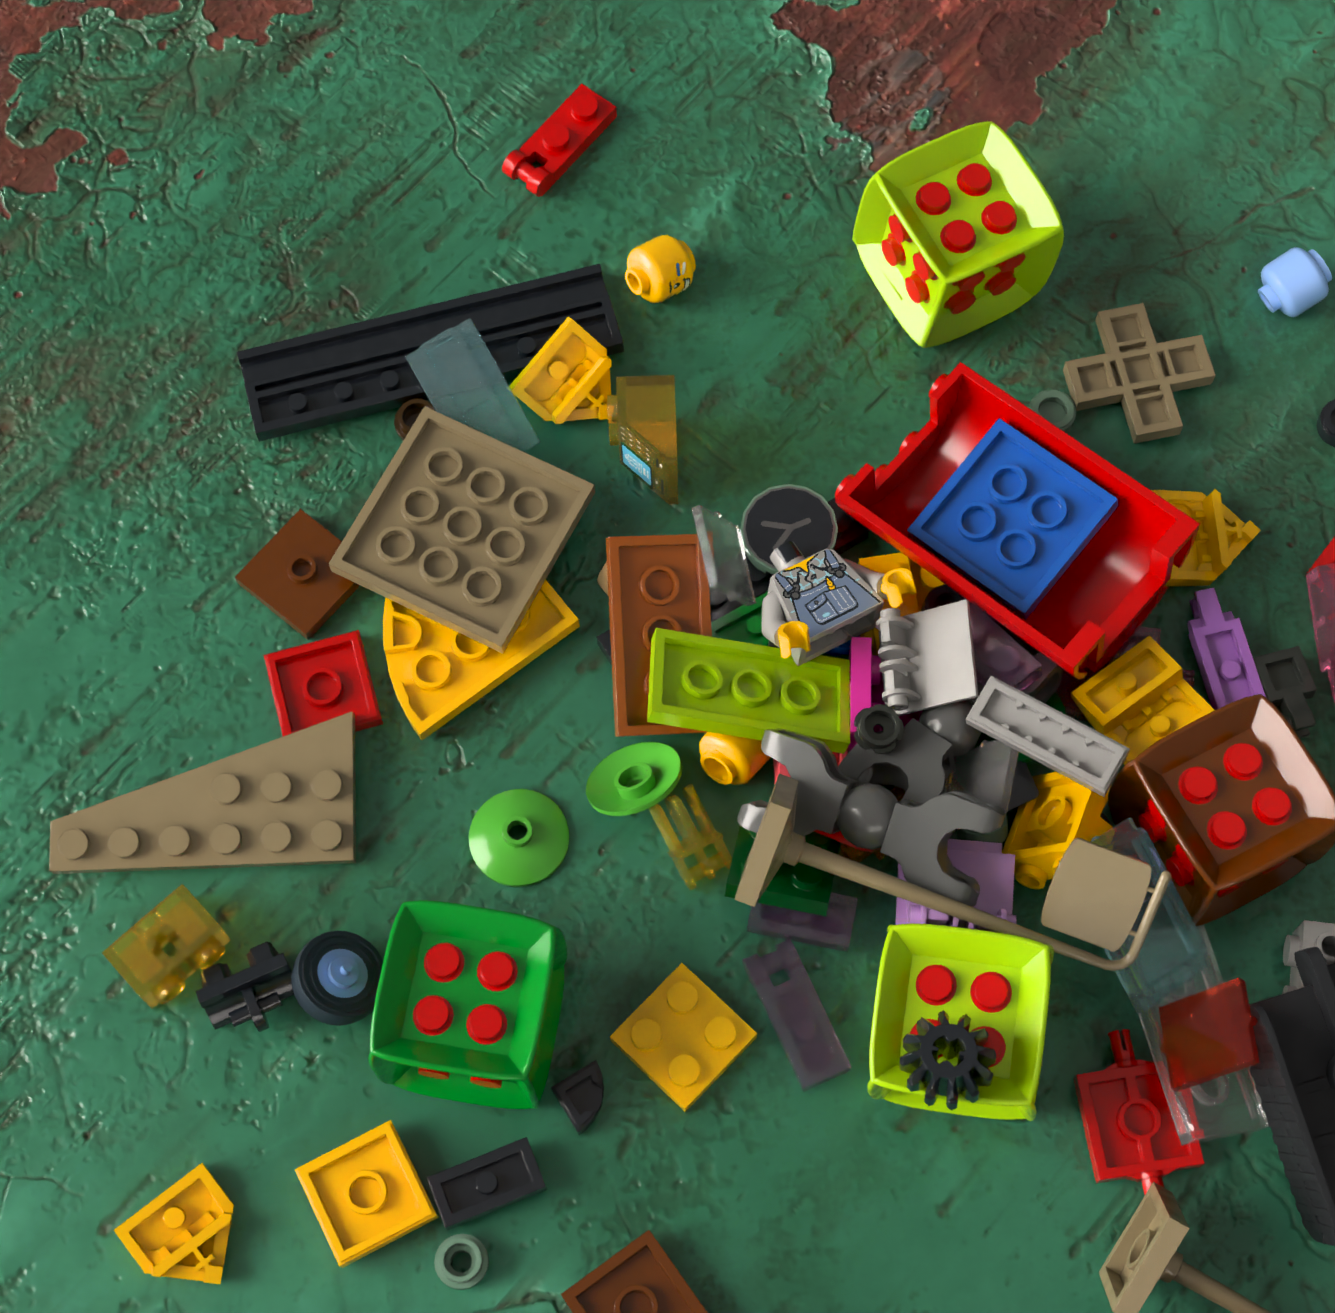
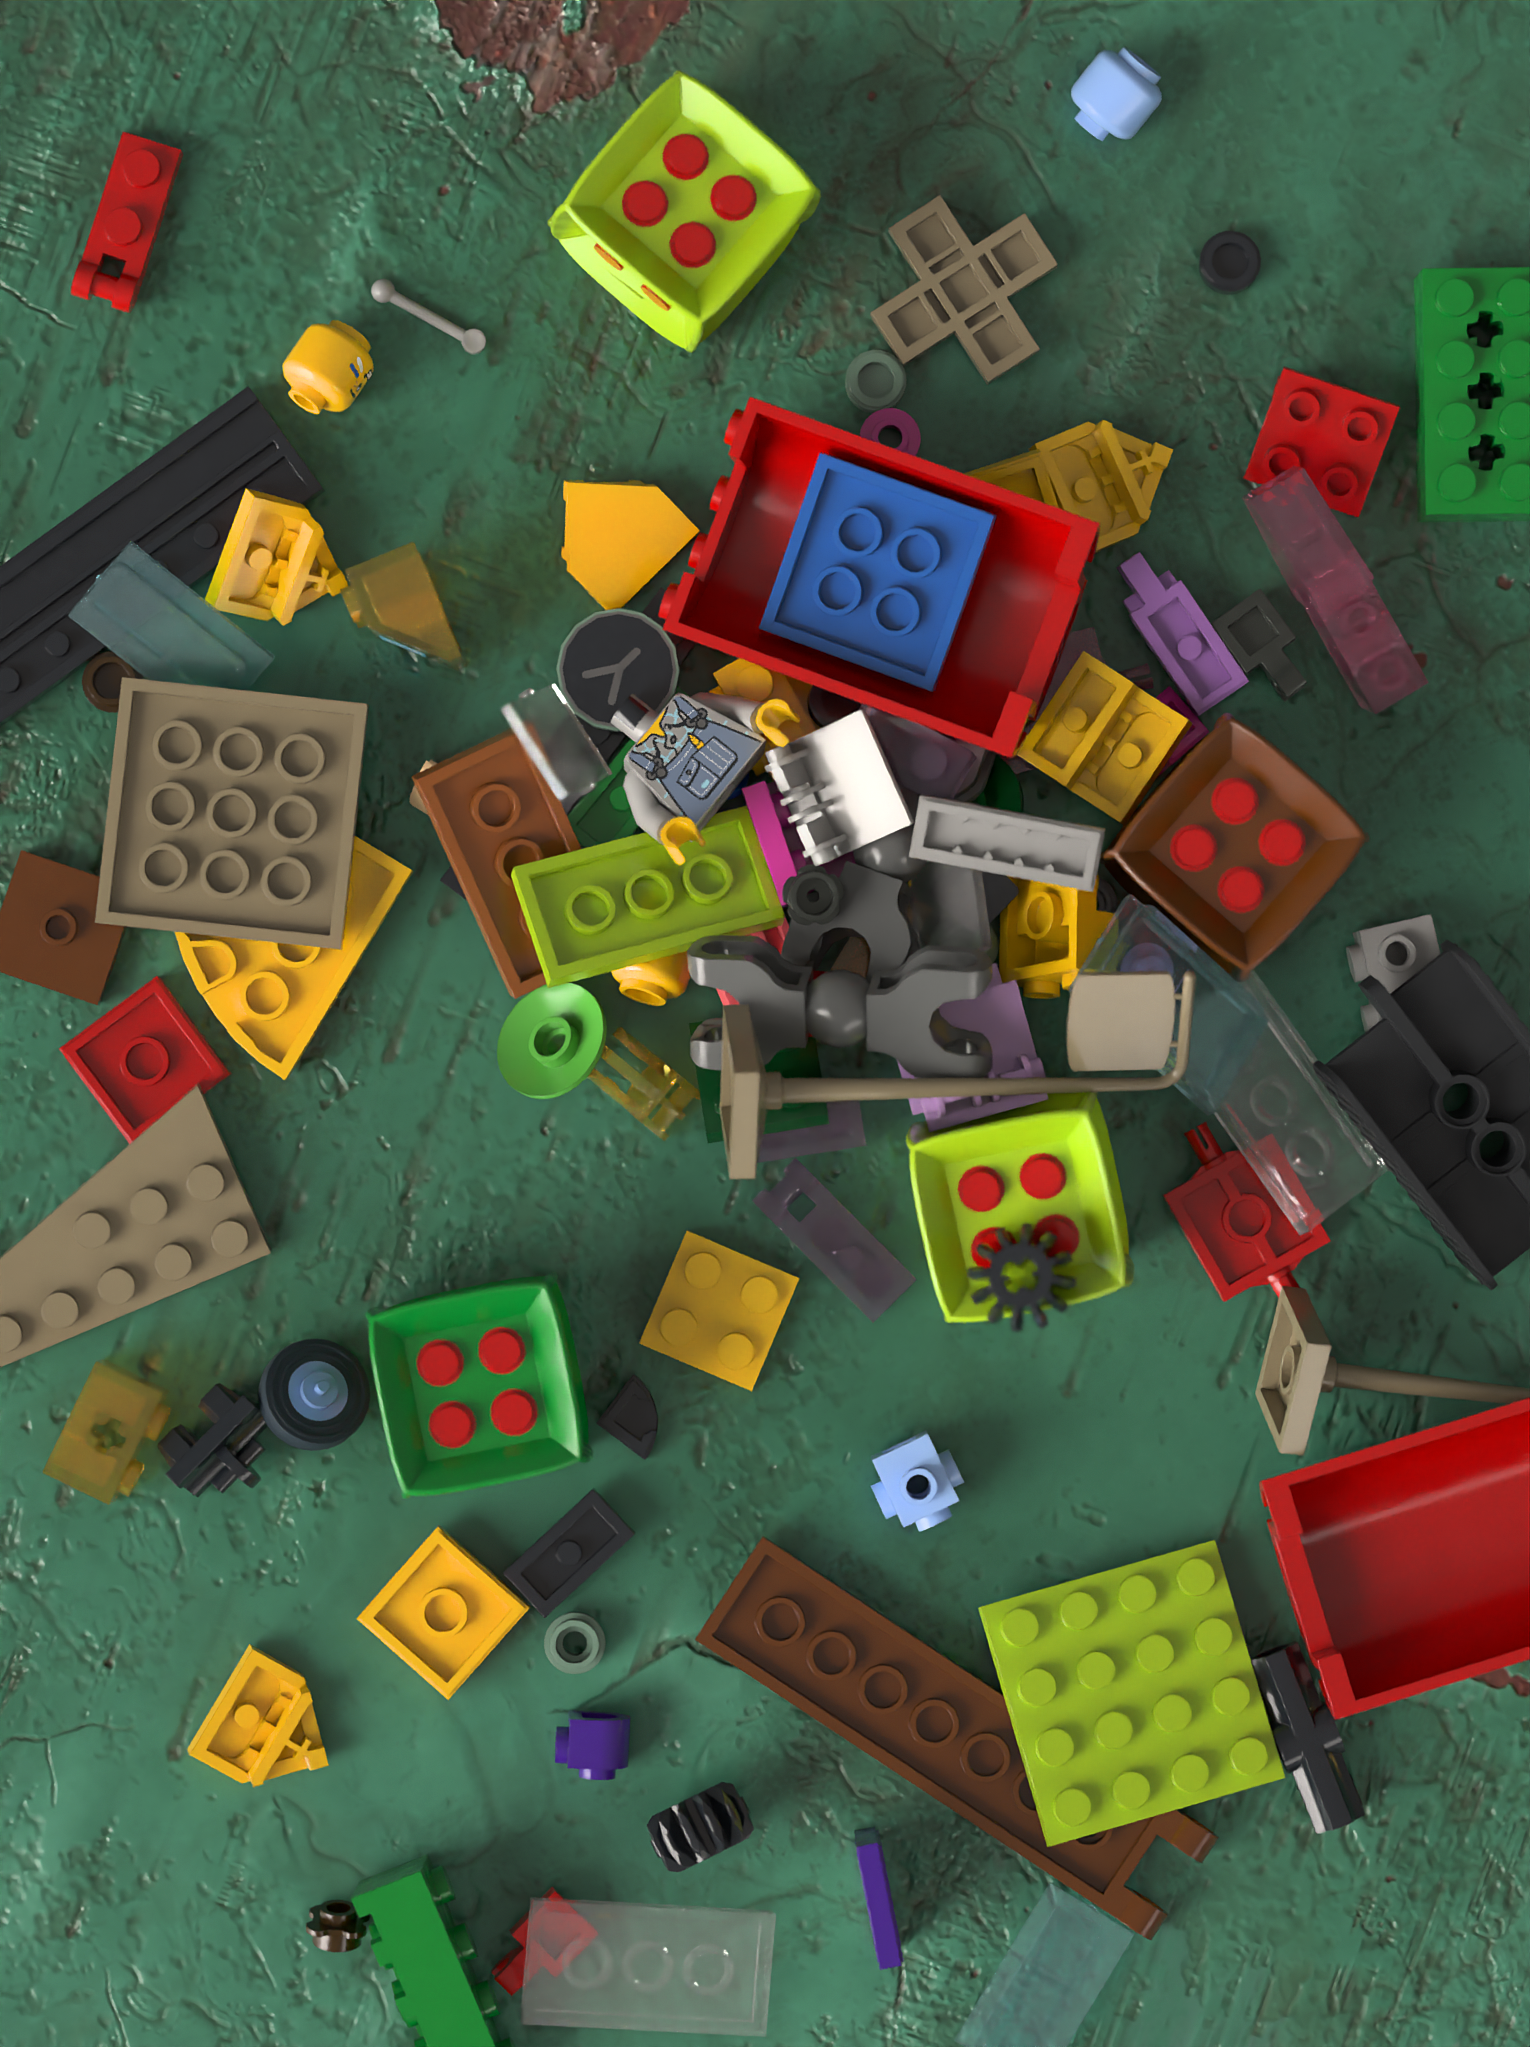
camera: 25 degrees left, 20 degrees up
(522, 860) = (477, 1143): bright green dish -> none
(769, 292) = (472, 340): none -> light grey hinge
(794, 1210) = (913, 1458): none -> light blue brick
(825, 447) = (620, 536): none -> yellow slope
(1208, 1035) = (1290, 1118): clear red piece -> none

